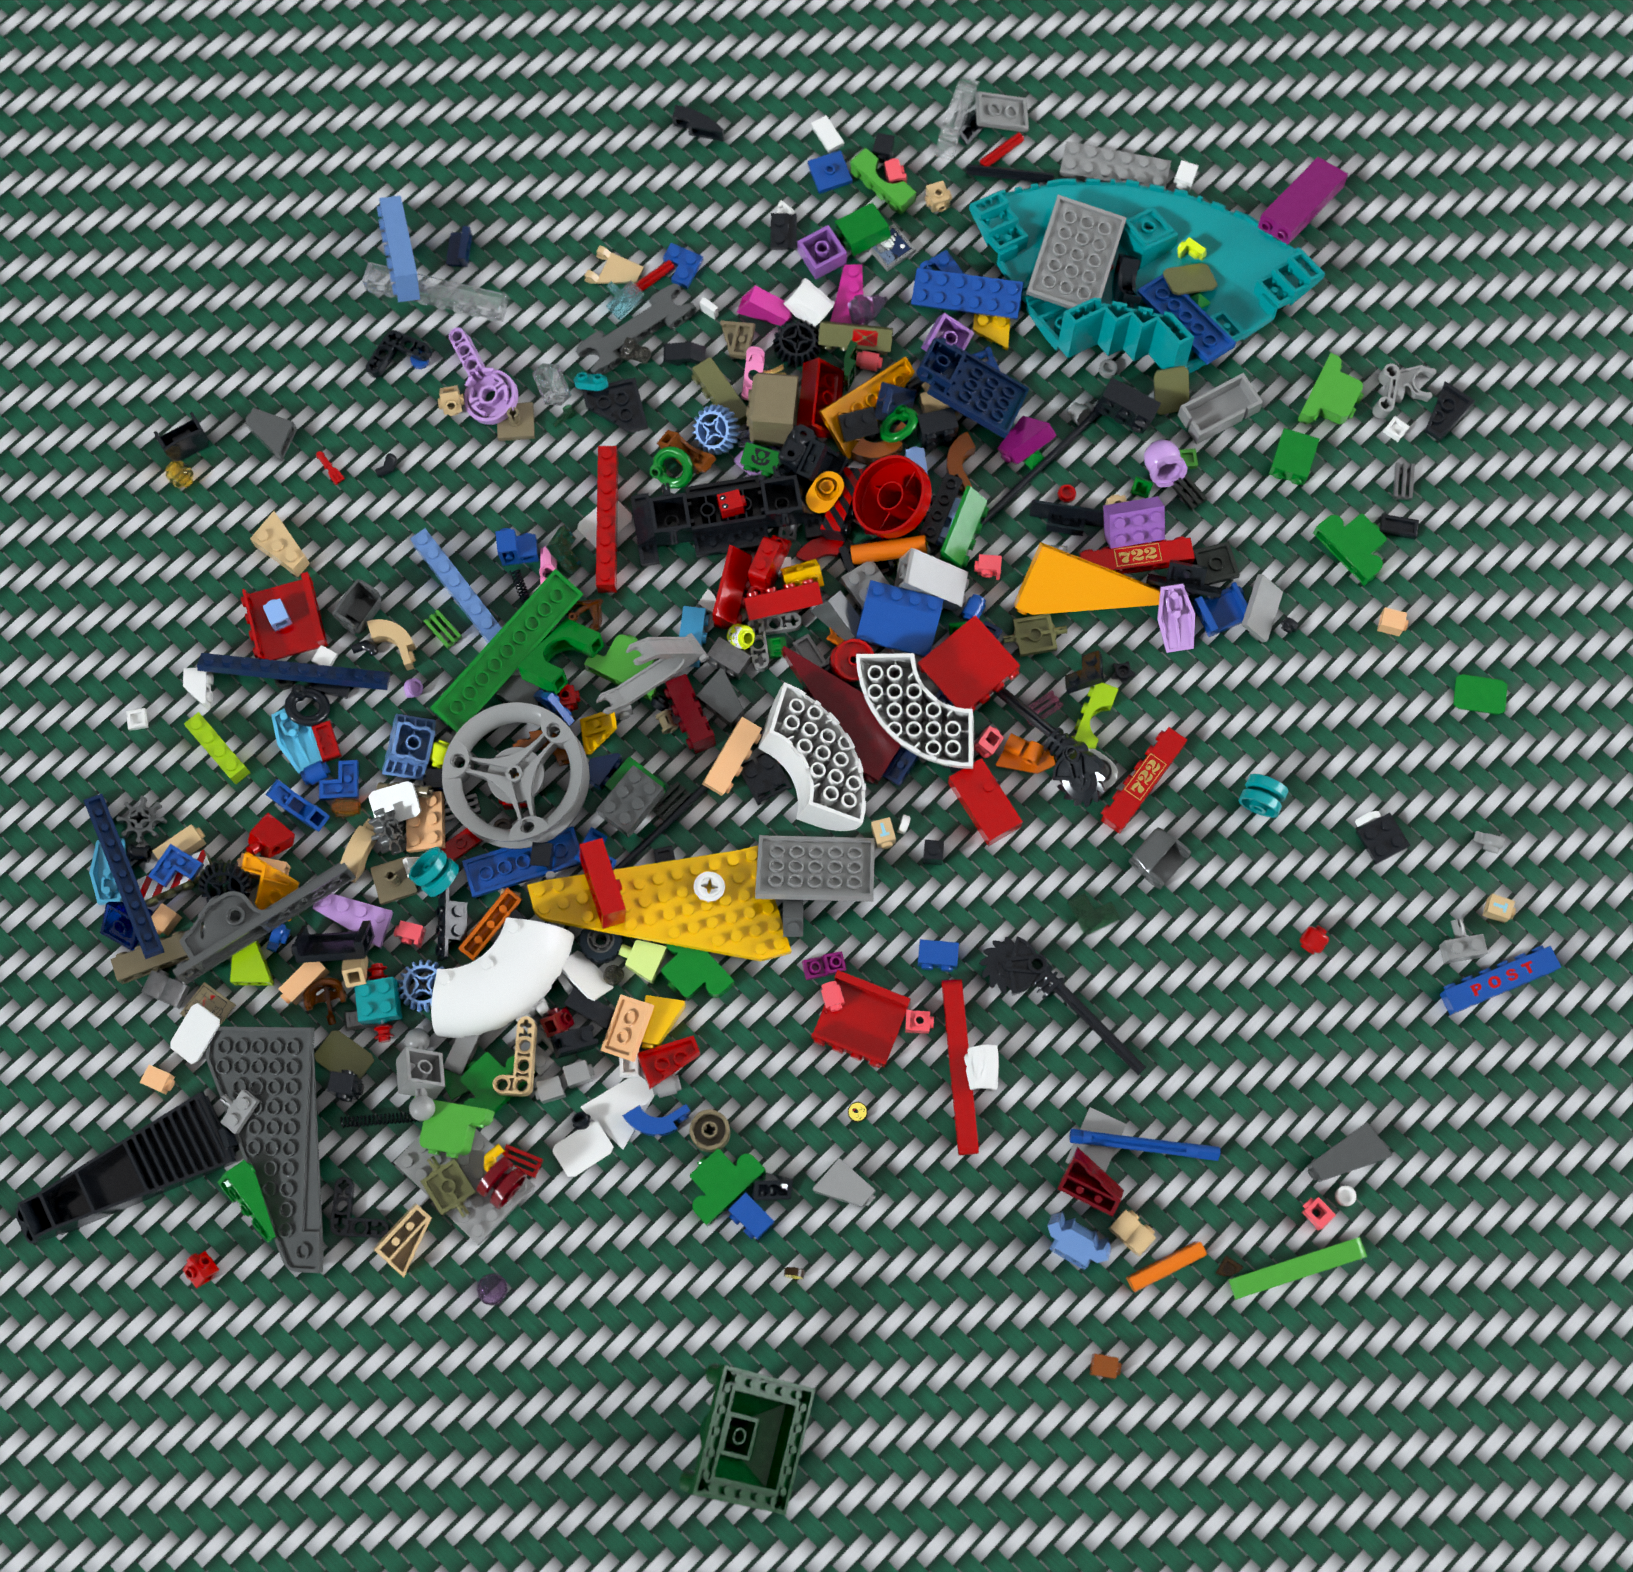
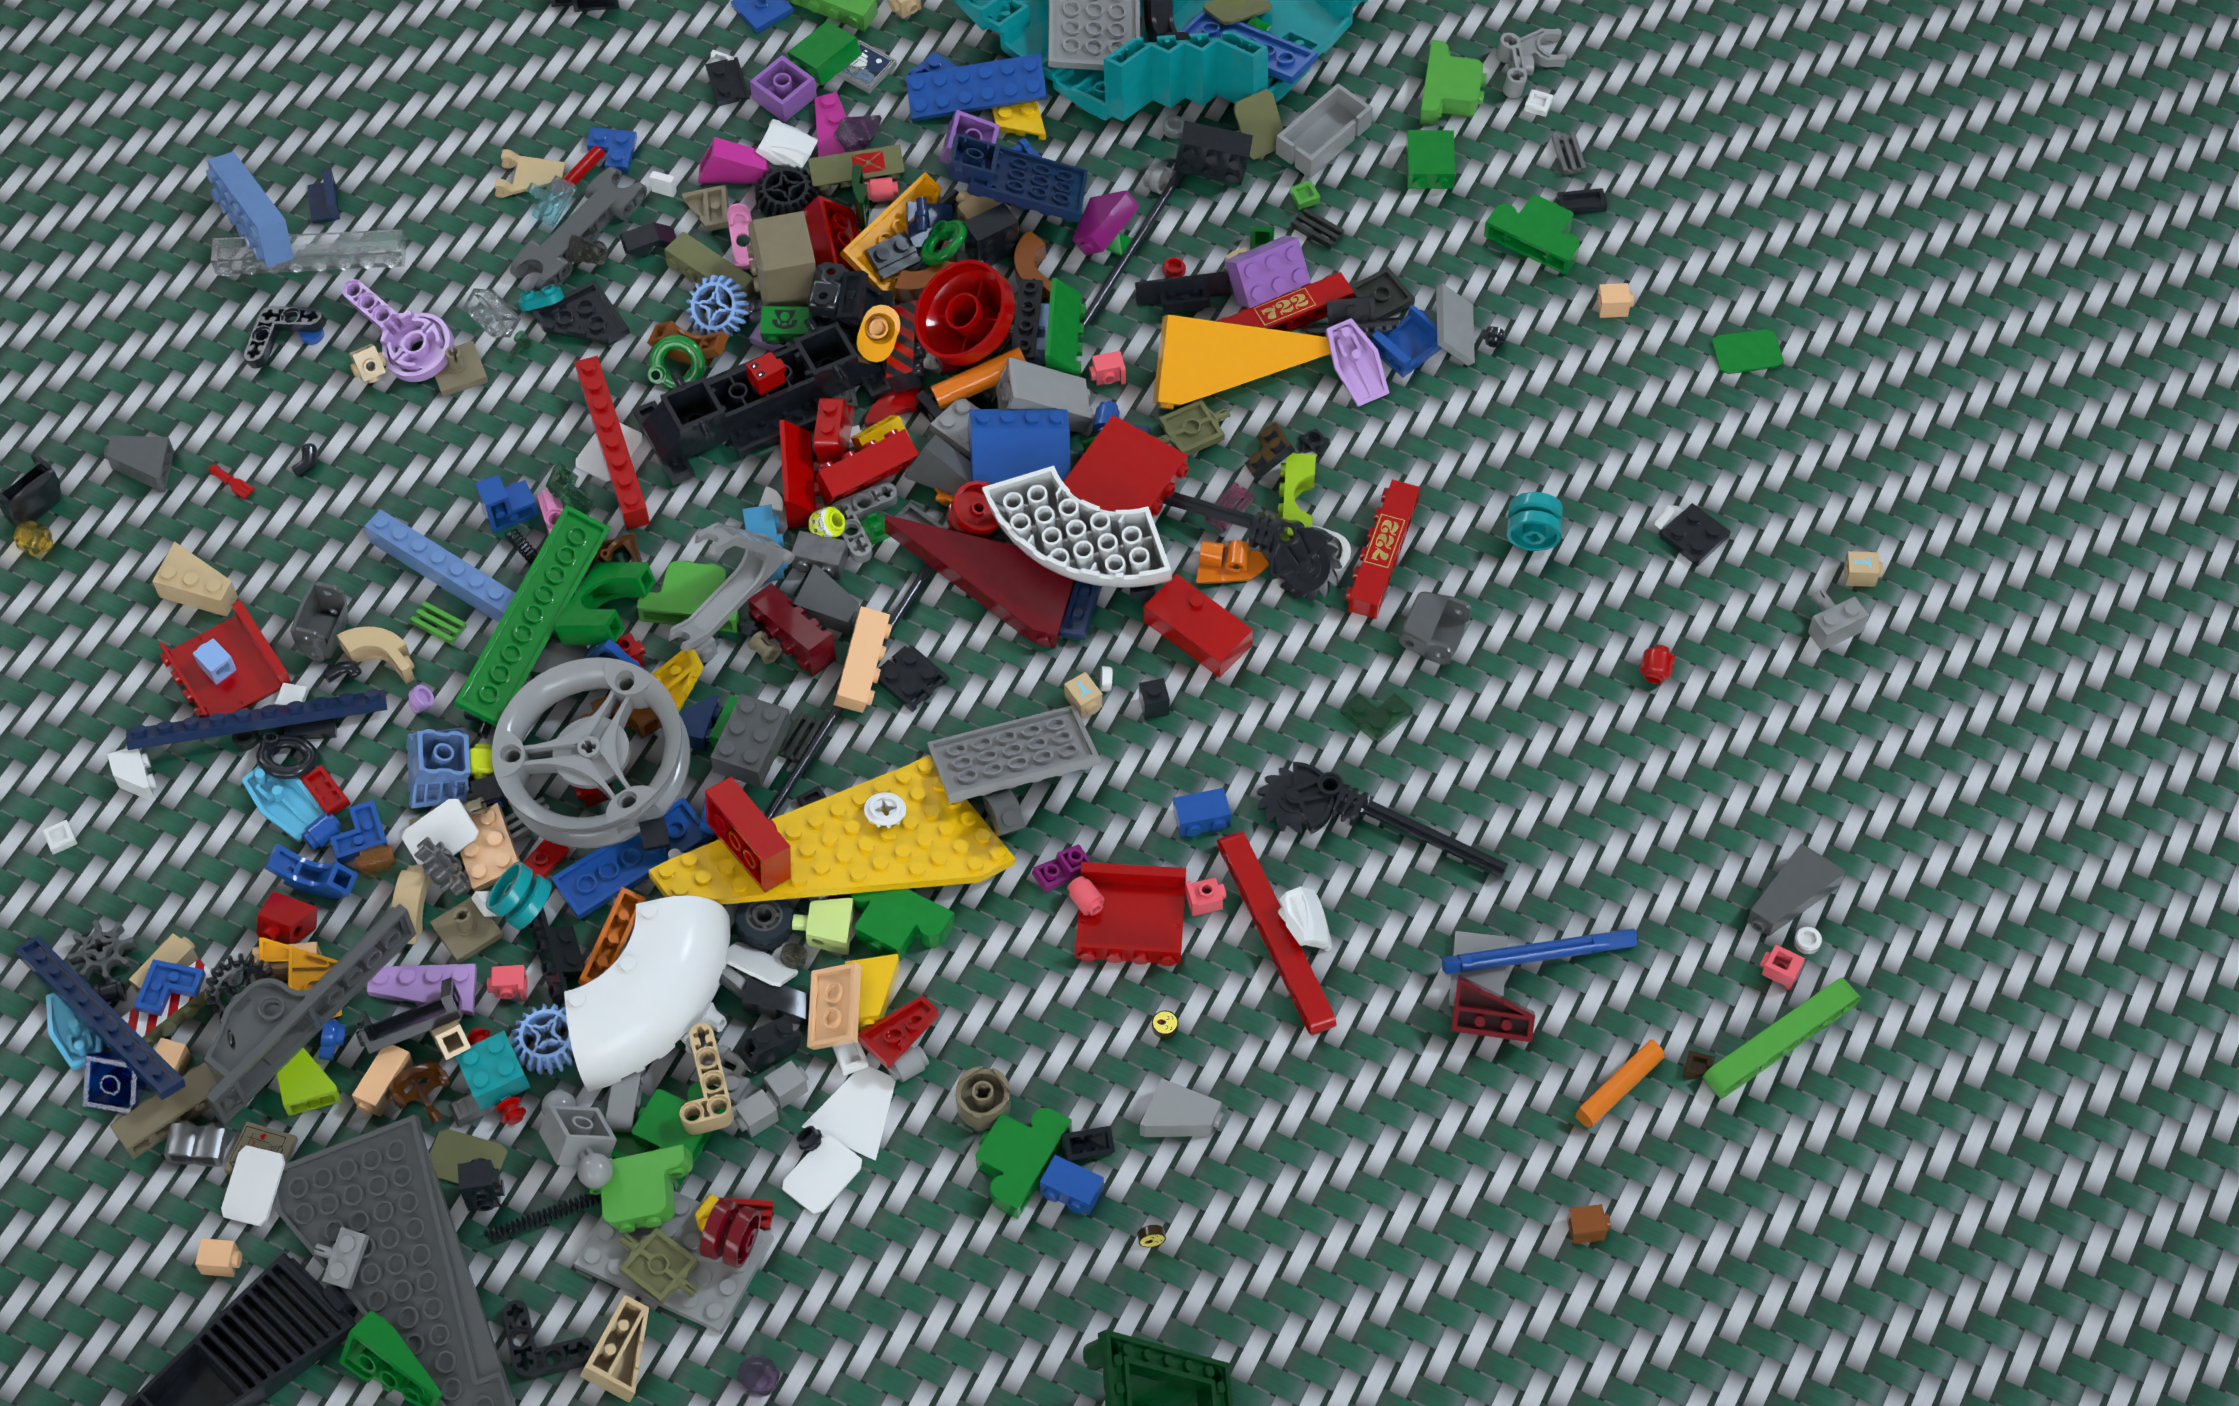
camera: 20 degrees left, 15 degrees down
(217, 748) = (161, 825): lime arch -> none
(556, 1021) = (736, 1024): dark red brick -> none
(656, 1126) = (910, 1115): blue arch -> none
(817, 759) = (971, 633): white brick -> none
(988, 747) = (1179, 556): coral brick -> none
(1077, 1242) = (1497, 1091): medium blue slope -> none
(1132, 1232) = (1563, 1058): tan brick -> none
(1164, 463) = (1280, 202): lavender tile -> none
(1448, 411) = (1591, 68): black wing -> none
(1491, 842) = (1823, 499): light grey piece -> none
(1500, 980) = (1894, 645): blue brick -> none

